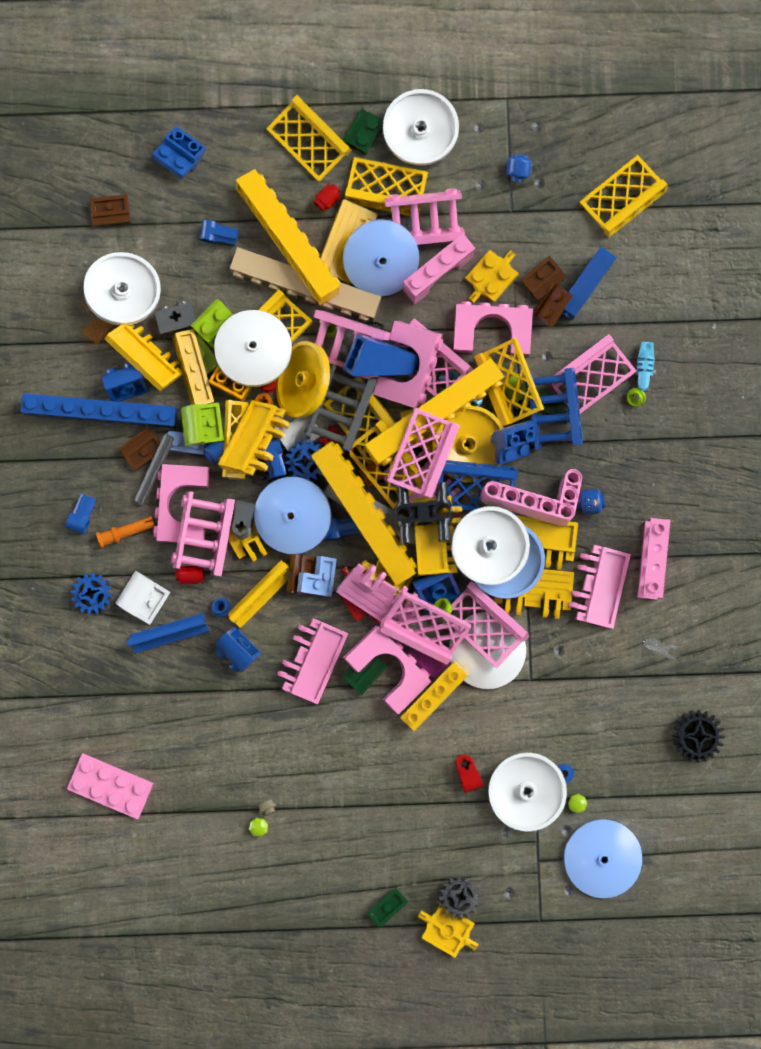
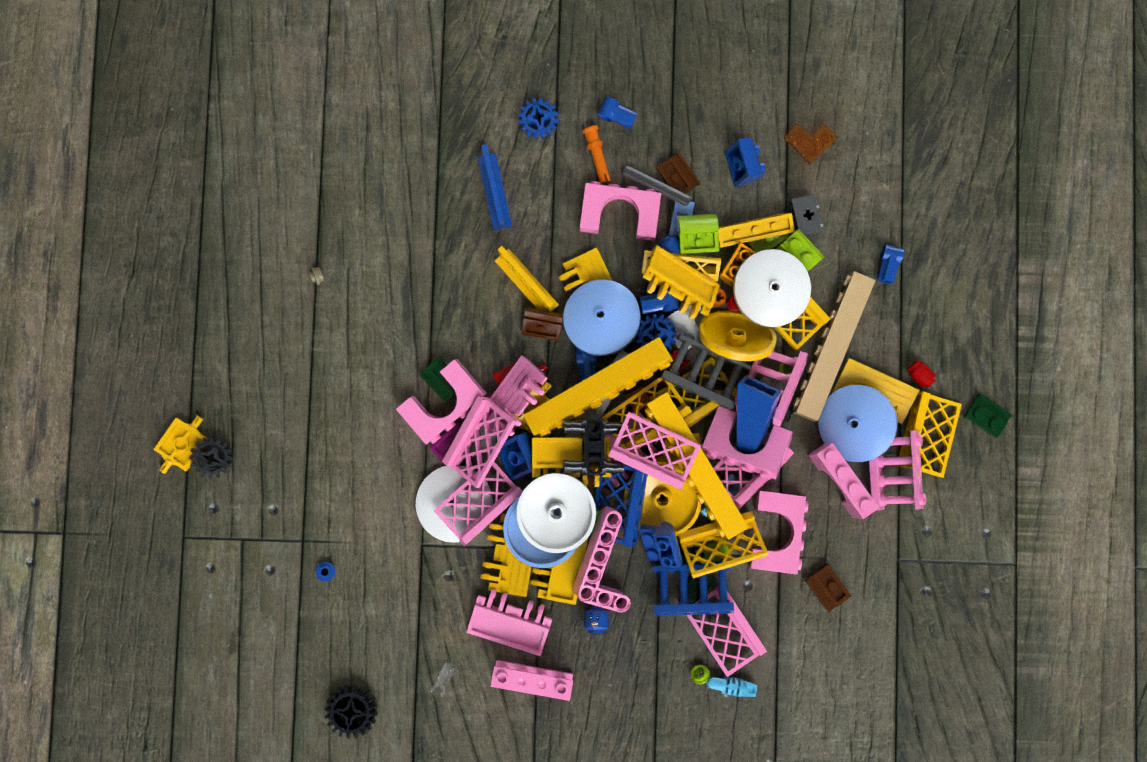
camera: 90 degrees right, 0 degrees up
(99, 410) = (718, 136): blue brick -> none
(110, 210) = (918, 158): reddish brown plate -> none
(110, 786) = (350, 126): bright pink plate -> none
(119, 274) = (853, 162): white dish -> none
(142, 597) = (530, 167): white brick -> none
(144, 355) = (771, 181): yellow hinge -> none
(179, 152) = (973, 229): blue brick -> none
(190, 575) = (550, 214): red brick -> none
(219, 602) = (516, 238): blue plate -> none
(221, 527) = (576, 243): bright pink fence -> none
(237, 650) = (472, 256): blue brick -> none
(243, 516) = (603, 269): dark grey piece -> none
(258, 827) = (298, 266): lime tile -> none
(288, 237) = (883, 330): yellow brick -> none
(316, 661) = (455, 332): bright pink hinge -> none
(317, 124) = (996, 369): yellow fence -> none
(322, 581) = (534, 343): light blue plate -> none
(387, 907) = (209, 386): dark green plate -> none
(420, 110) = (1007, 473): white dish -> none
(434, 695) = (412, 447): yellow brick -> none
(444, 605) = (500, 462): lime tile -> none
(469, 776) = (331, 476): red piece -> none
(491, 276) = (832, 535): yellow plate -> none
(518, 167) = (944, 571): blue head -> none
(538, 807) = (291, 533): white dish -> none
(553, 304) = (800, 595): reddish brown plate -> none
(577, 803) = (295, 582): lime tile -> none
(587, 848) = (255, 600): light blue dish -> none
(588, 282) = (820, 632): blue slope -> none
(632, 209) = (899, 690): yellow fence -> none

